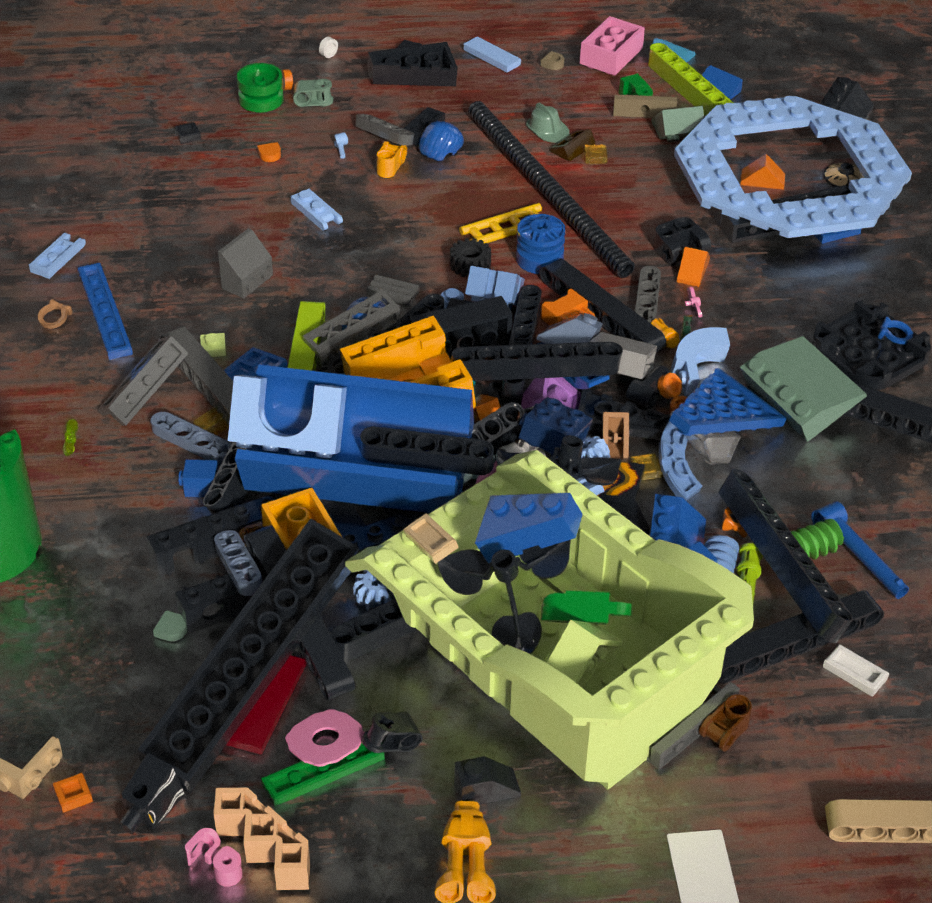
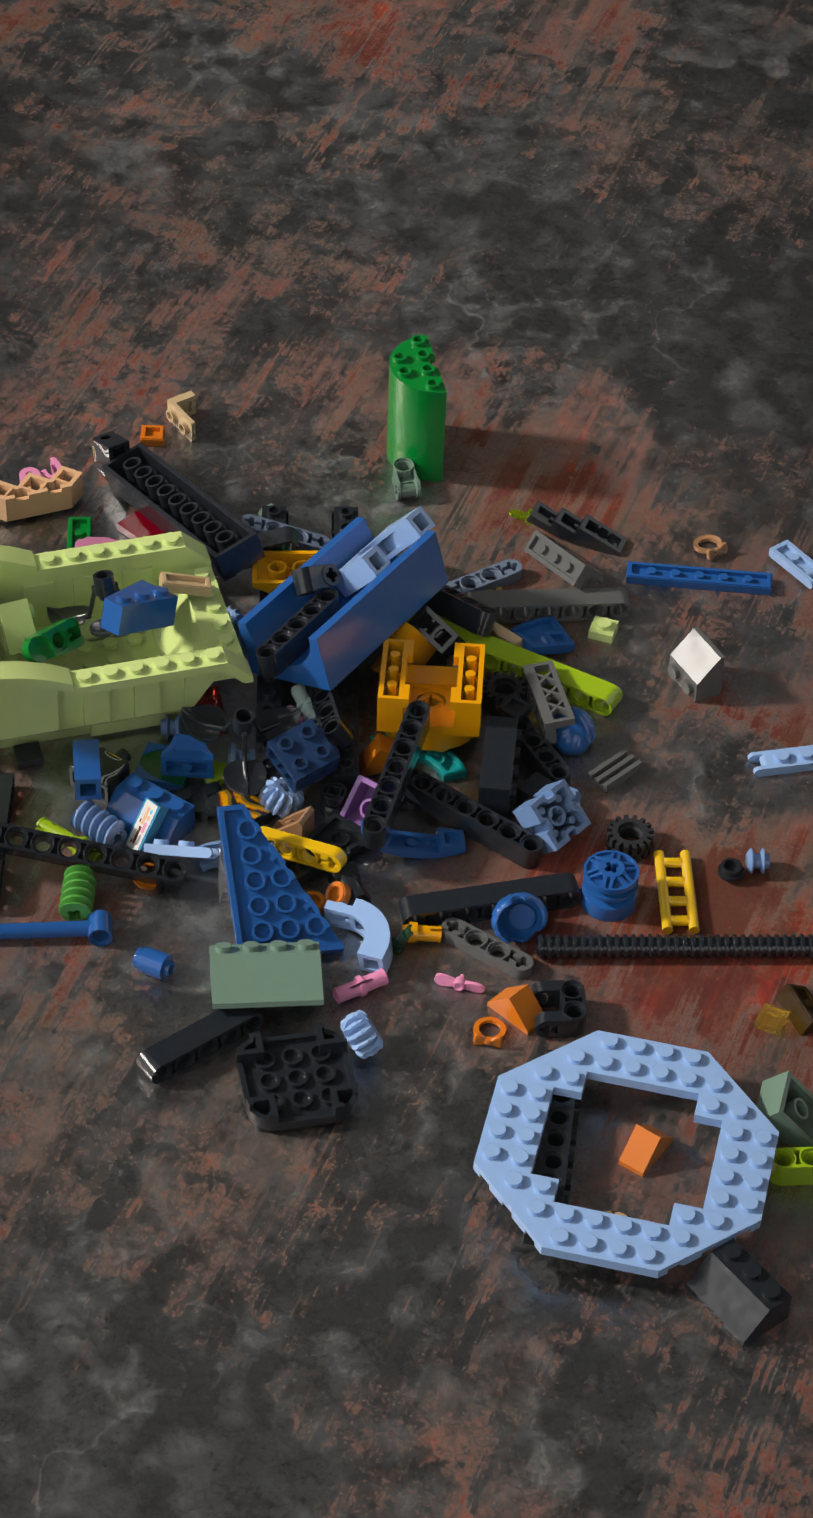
camera: 115 degrees right, 0 degrees up
(60, 537) = (405, 479): none -> sand green piece
(79, 396) = (582, 532): none -> black slope
(355, 450) = (314, 579): none -> black piece
(446, 191) = (757, 860): none -> medium blue wheel
(463, 203) = (731, 870): none -> black plate
(564, 308) = (492, 869): orange piece -> none
(572, 330) = (446, 846): sand blue slope -> none
(616, 278) = (518, 917): none -> blue piece
(636, 357) = (396, 870): light grey brick -> none
(650, 413) = (326, 856): none -> yellow beam
(698, 520) = (146, 825): none -> slope
(708, 493) = (184, 849): none -> light blue hinge
(739, 274) = (480, 1039): none -> orange piece
(746, 346) = (360, 986): none -> bright pink pin
(804, 319) = (361, 1034): none -> light blue gear
(836, 468) = (153, 963): none -> blue brick
(898, 324) = (311, 1096): blue piece -> none

